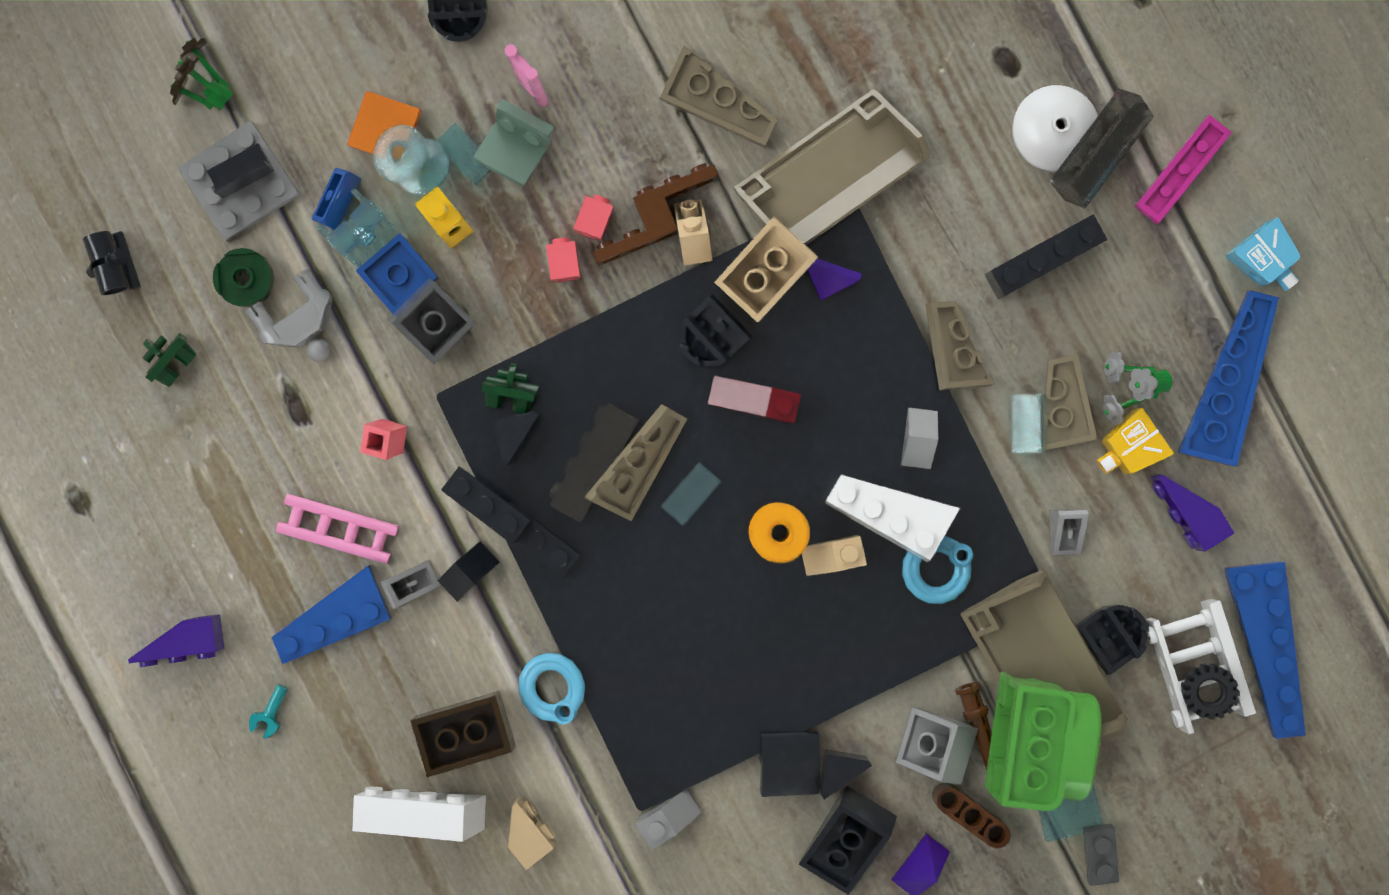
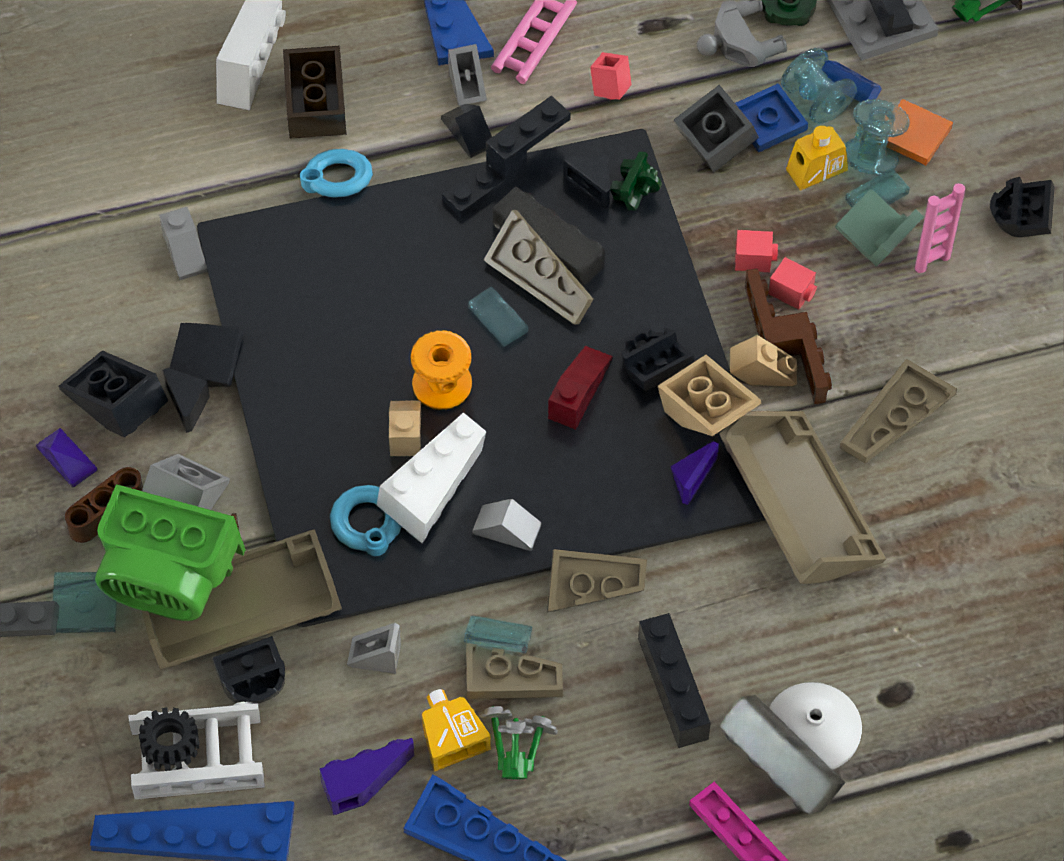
camera: 100 degrees right, 30 degrees down
(528, 836) = (203, 129): tan slope -> none

